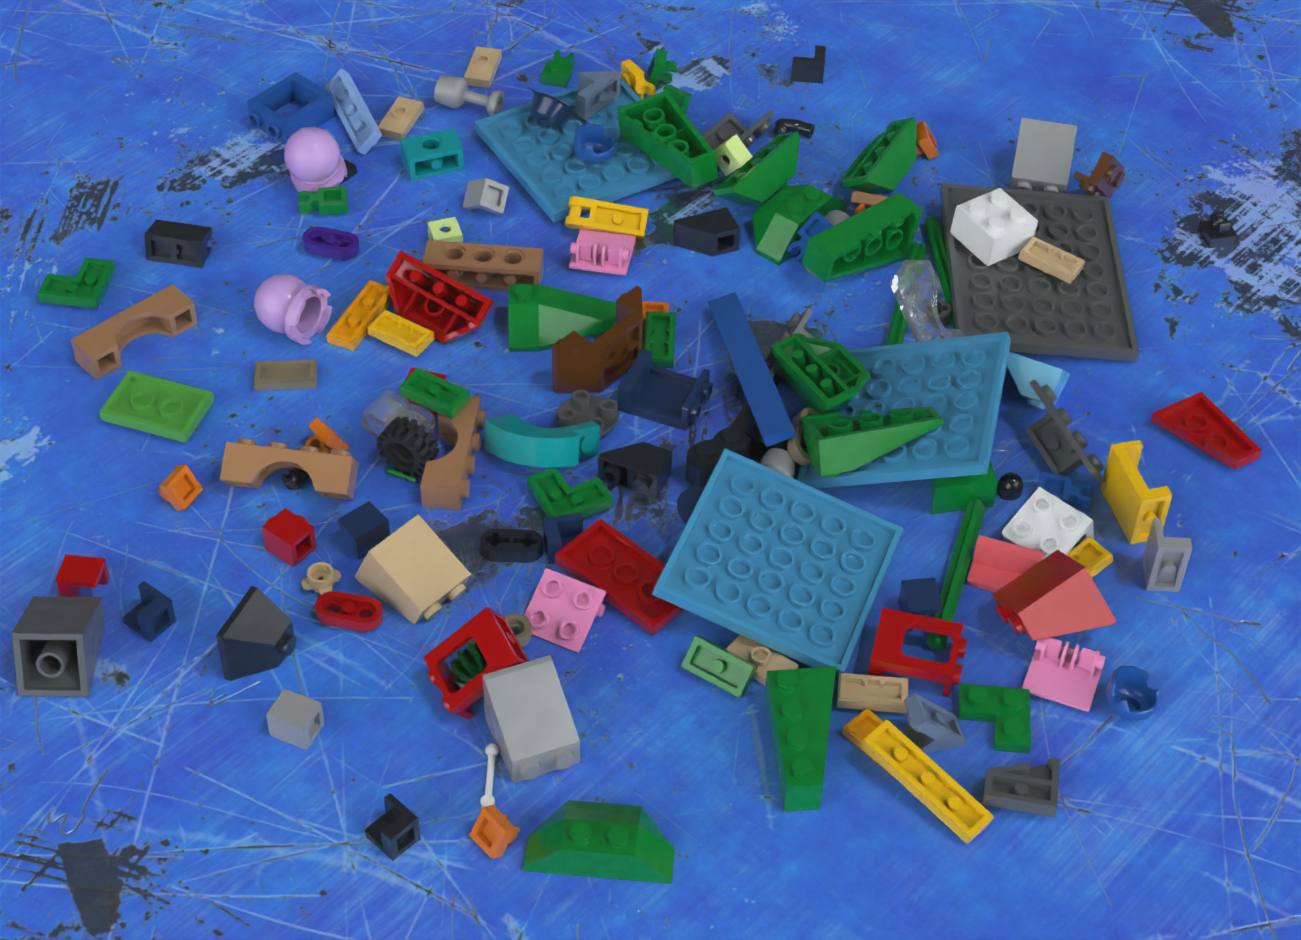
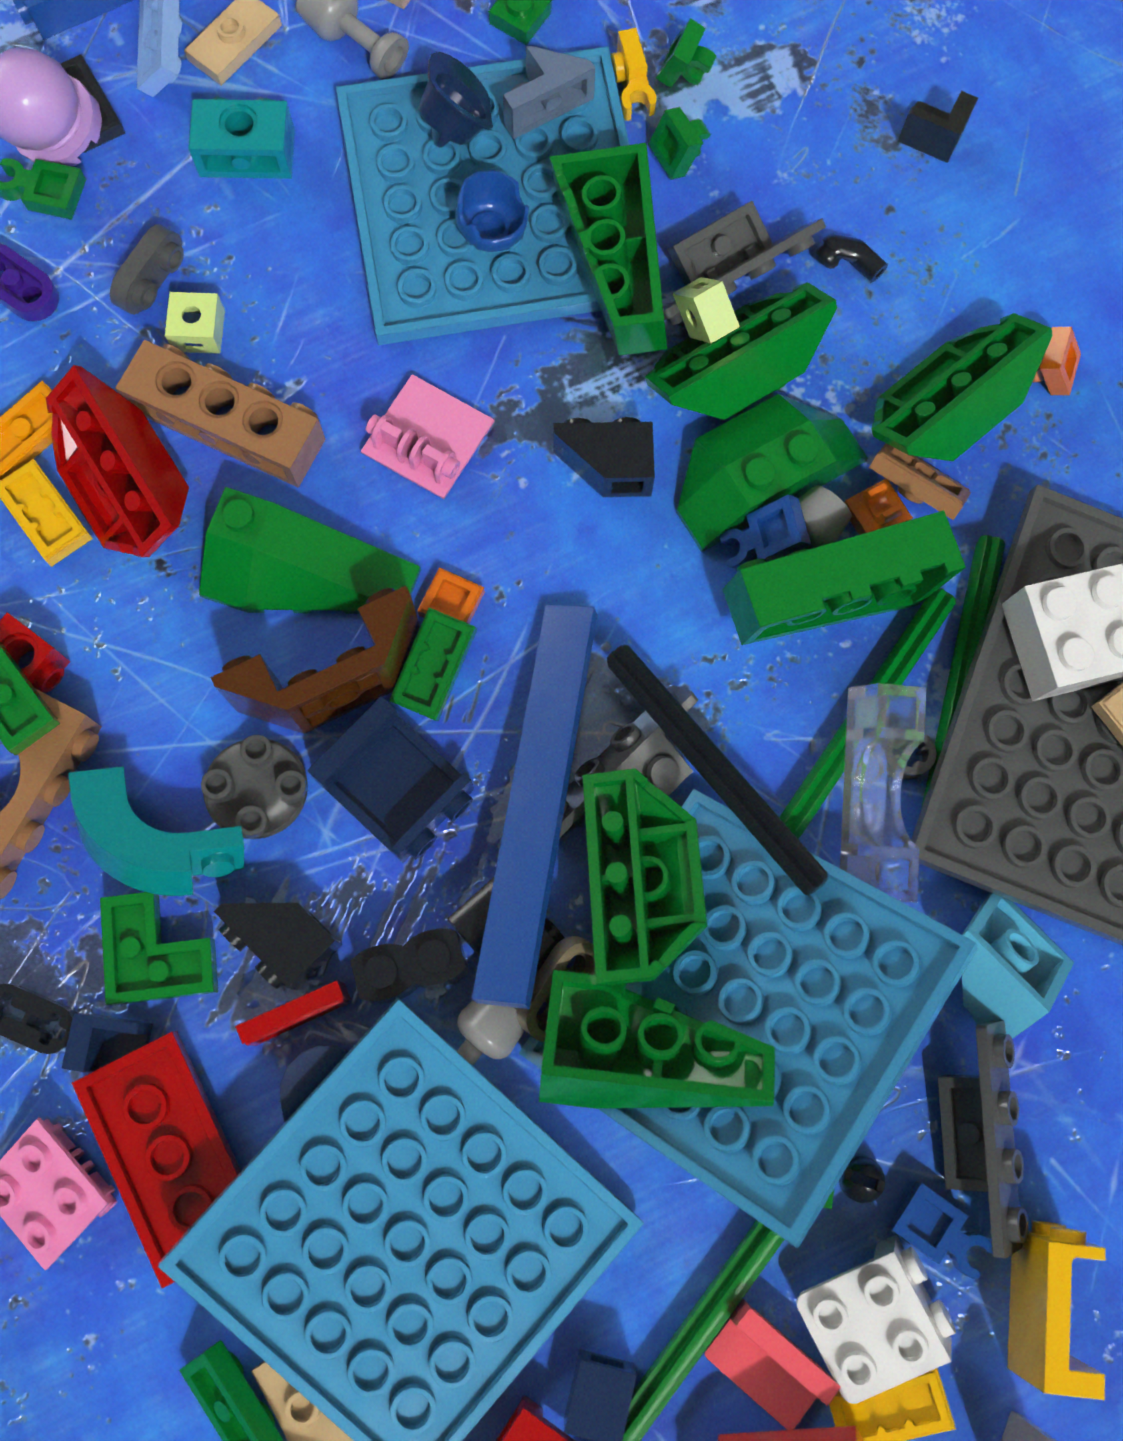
camera: 20 degrees right, 30 degrees up
(406, 219) = (146, 269): none -> dark grey plate
(486, 195) = (289, 260): light grey panel -> none
(607, 217) = (458, 372): yellow plate -> none
(662, 497) = (293, 1014): none -> red tile
(839, 323) = (718, 771): none -> black axle

